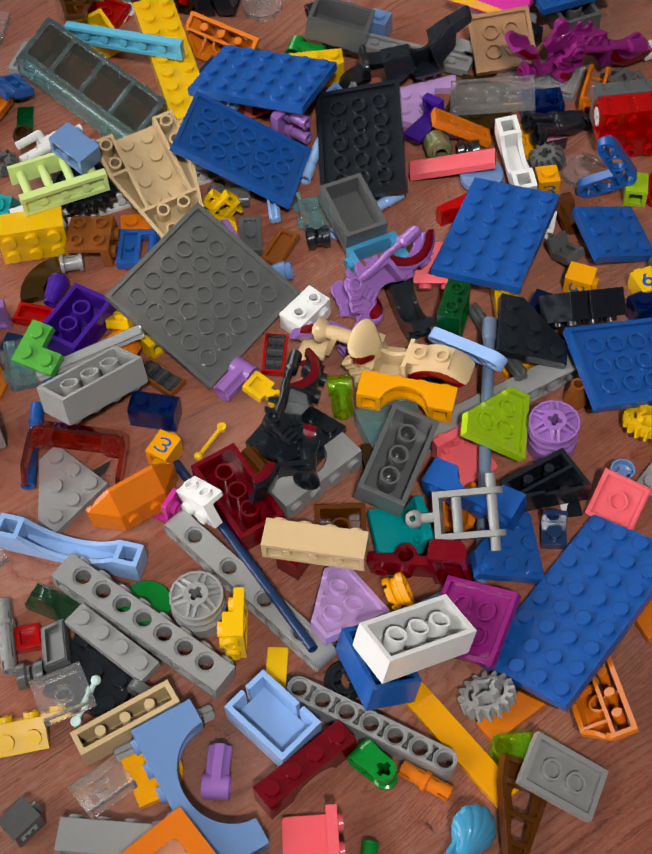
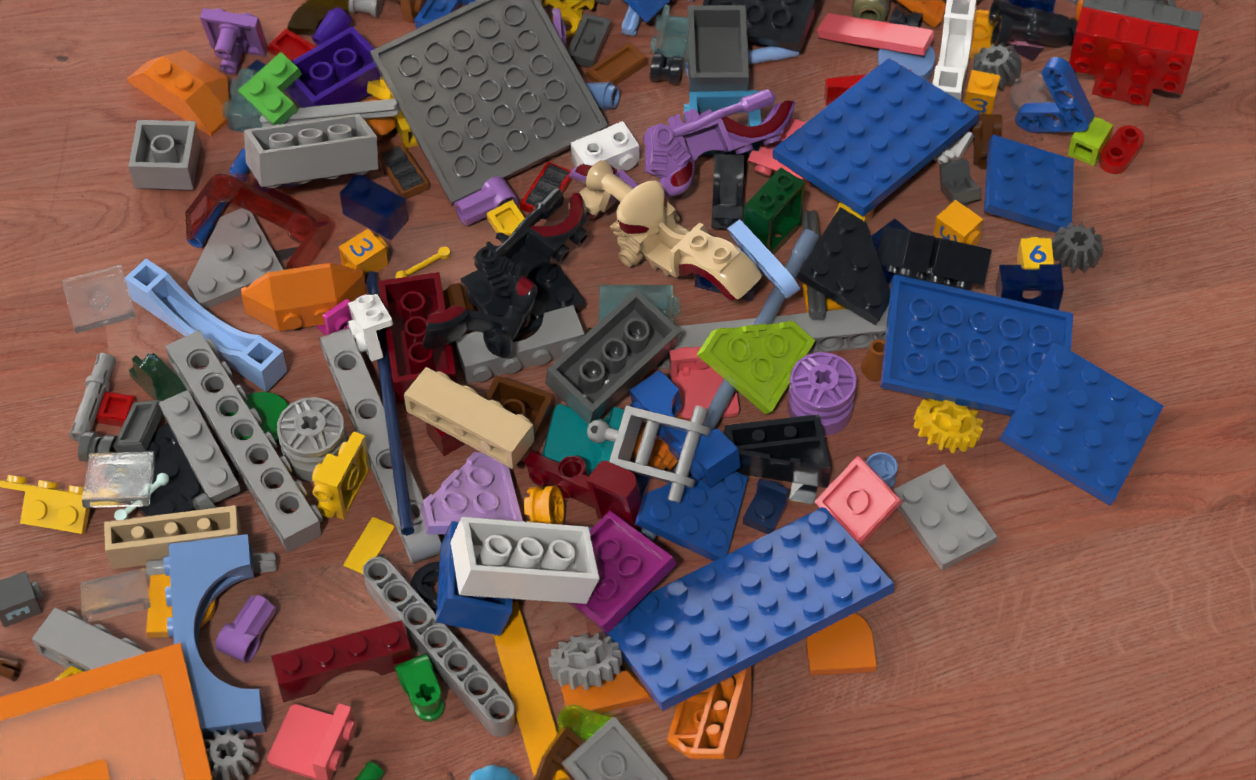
camera: 20 degrees right, 0 degrees up
(272, 718) = (332, 594): light blue piece -> none
(340, 392) = (598, 259): clear neon green piece -> none
(379, 389) = (635, 269): light orange arch -> none
(426, 781) = (471, 727): orange pin -> none

